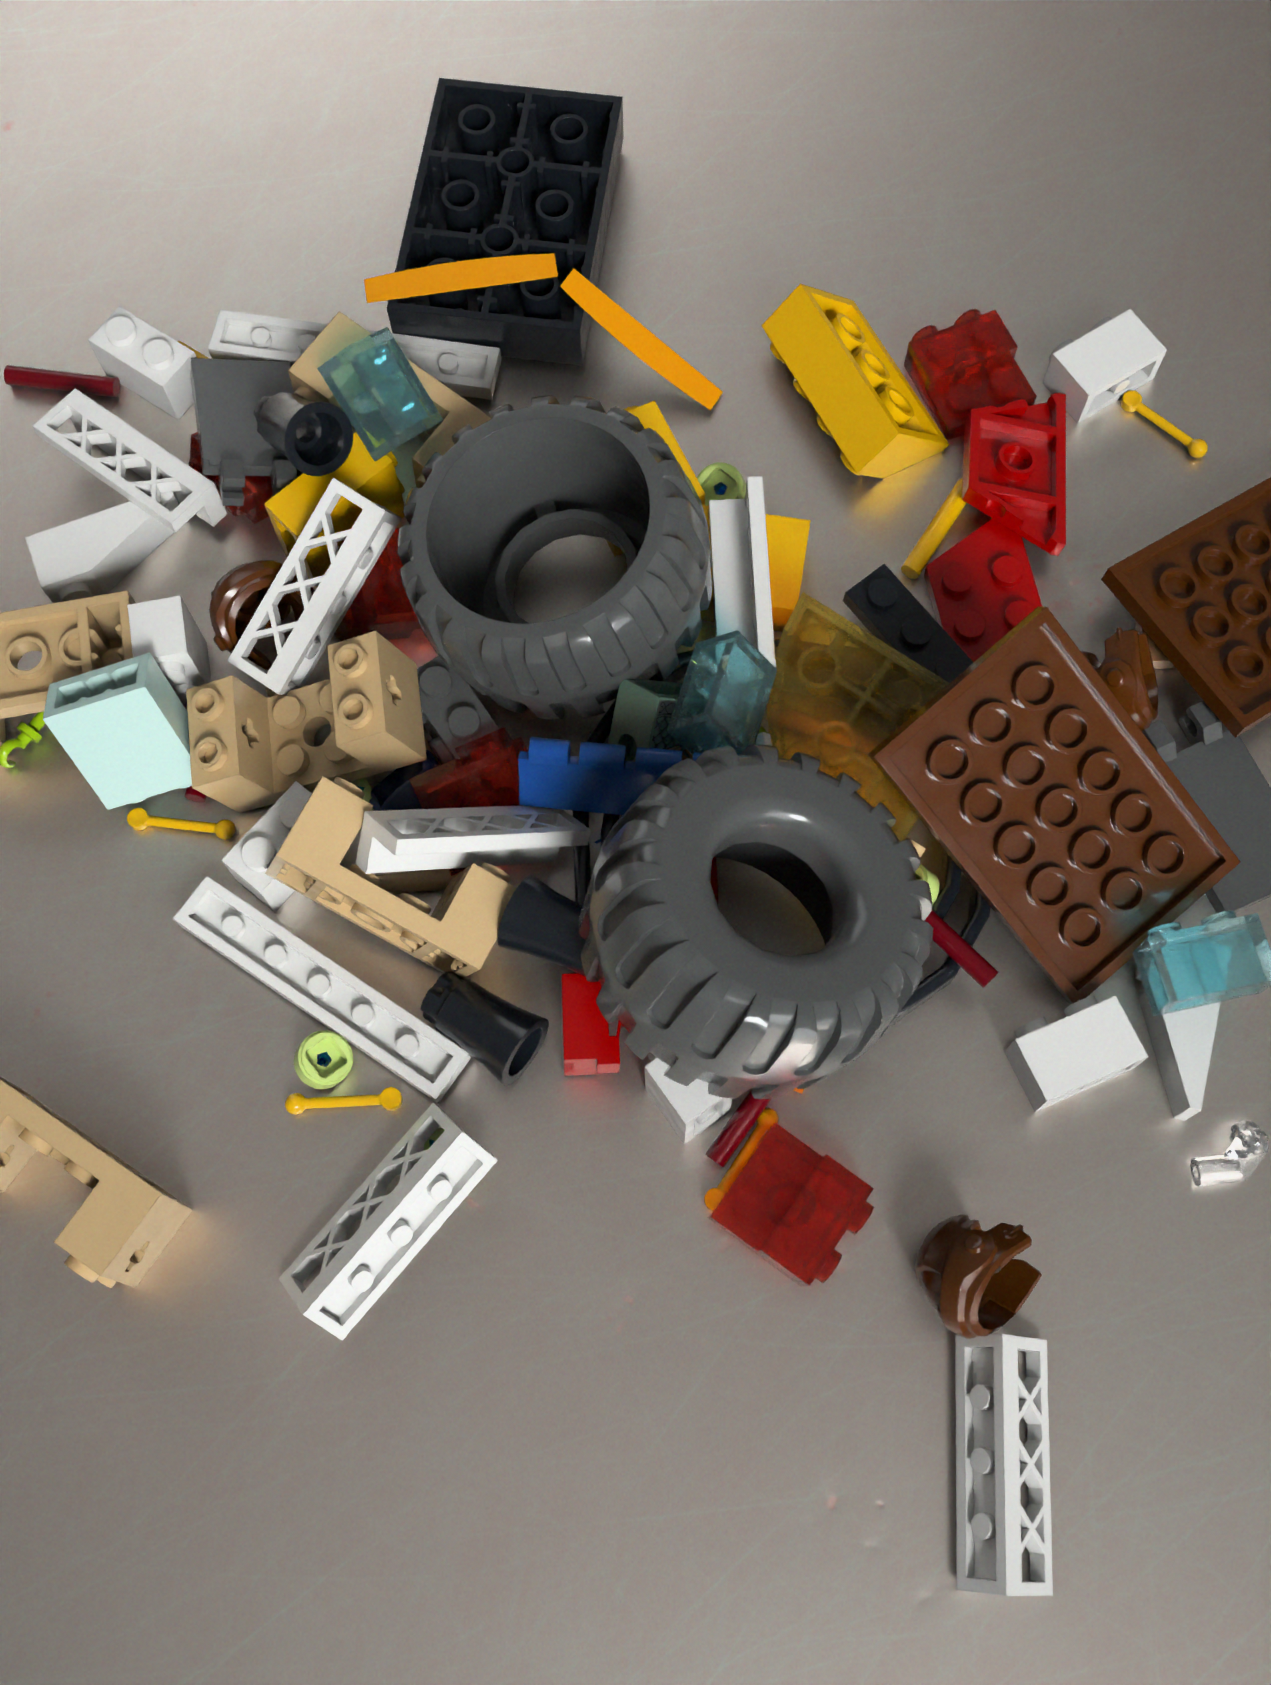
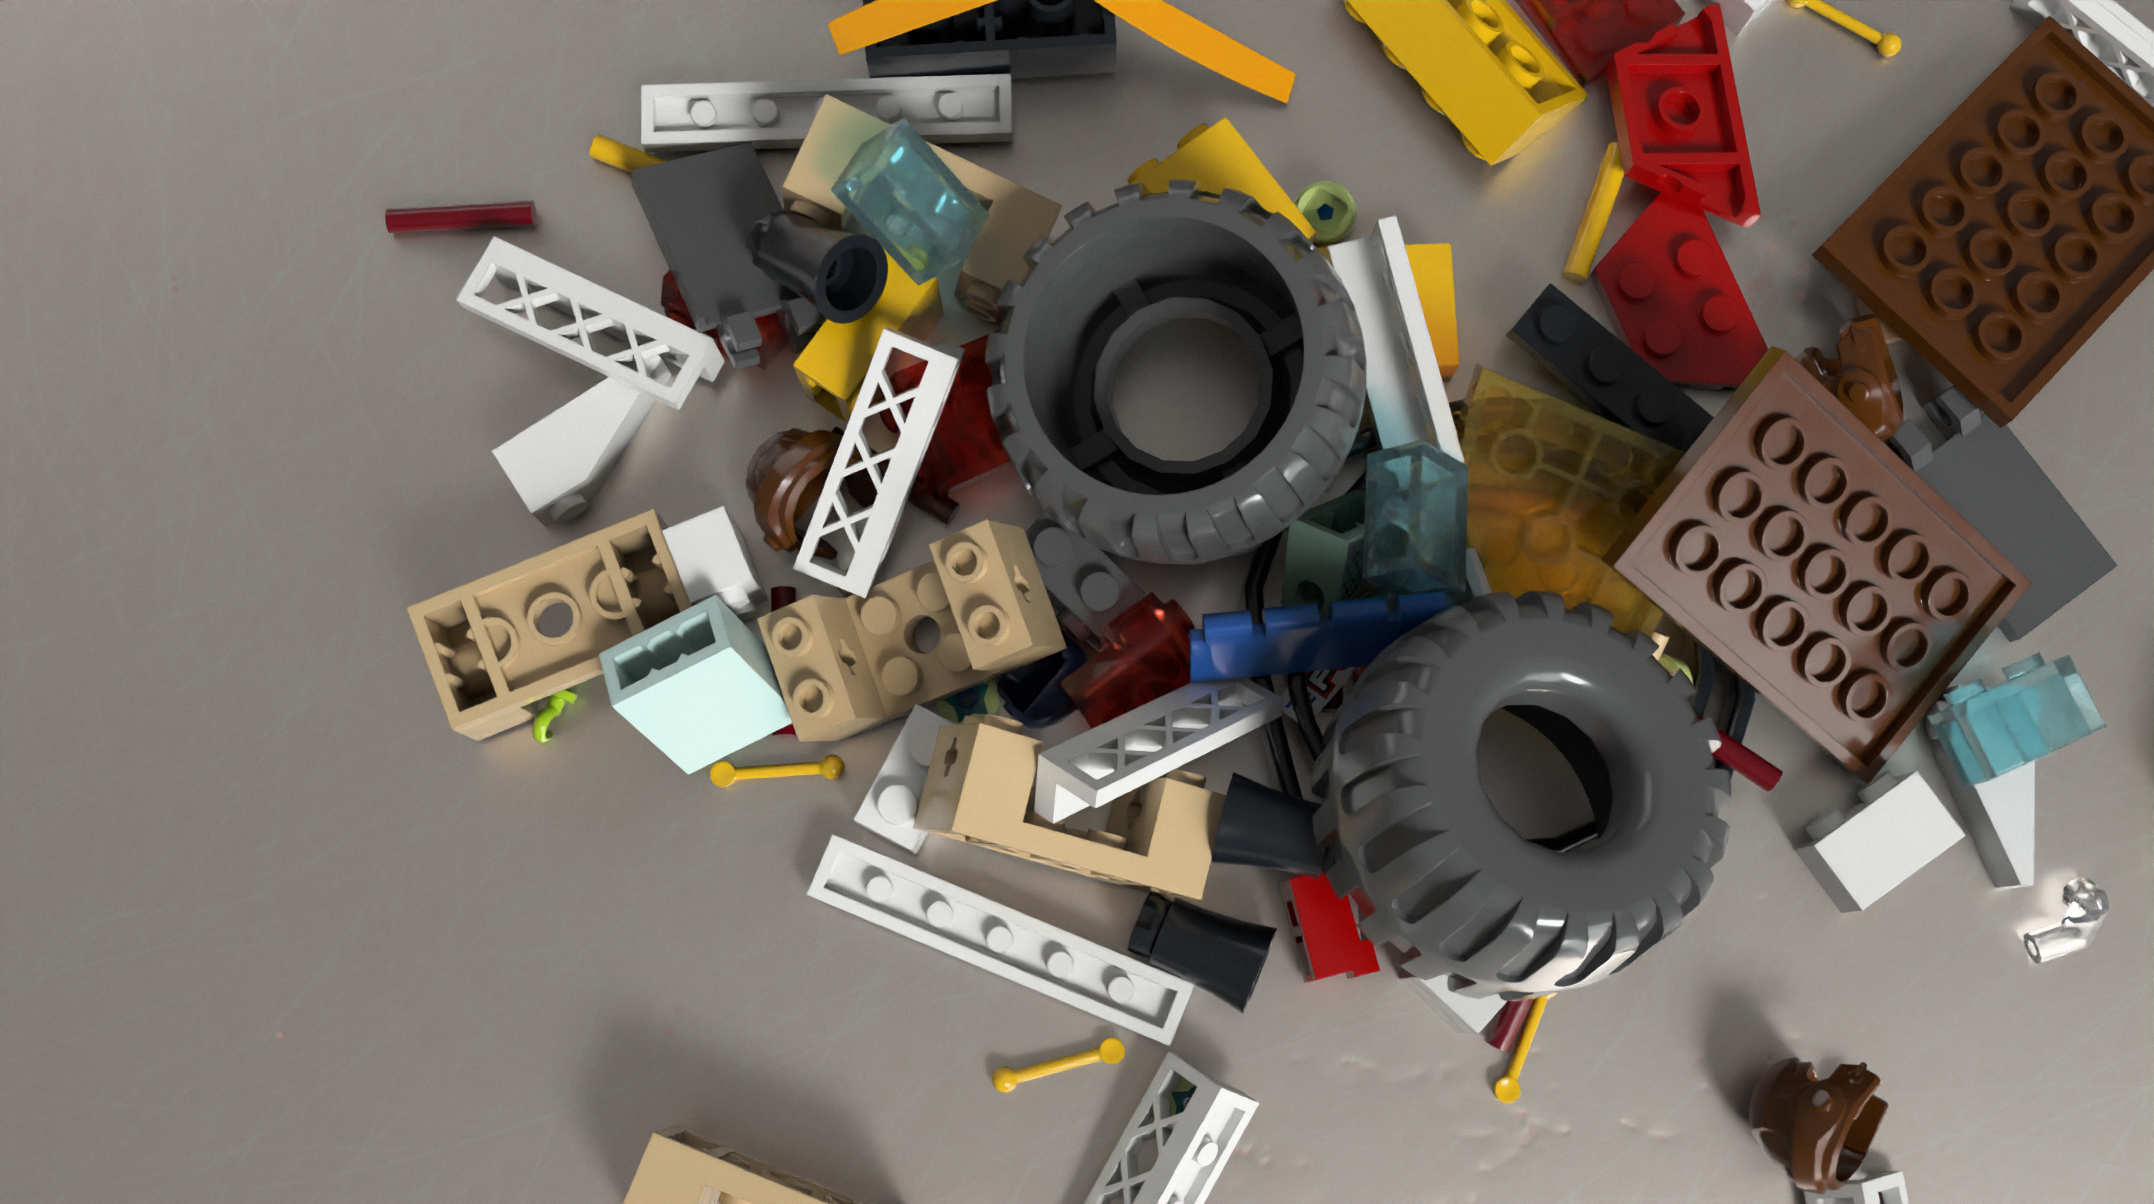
camera: 15 degrees left, 10 degrees up
(145, 361) = (569, 176): white brick -> none
(323, 1059) = (1025, 1024): yellowish green tile -> none
(793, 1206) = (1599, 1083): clear red plate -> none

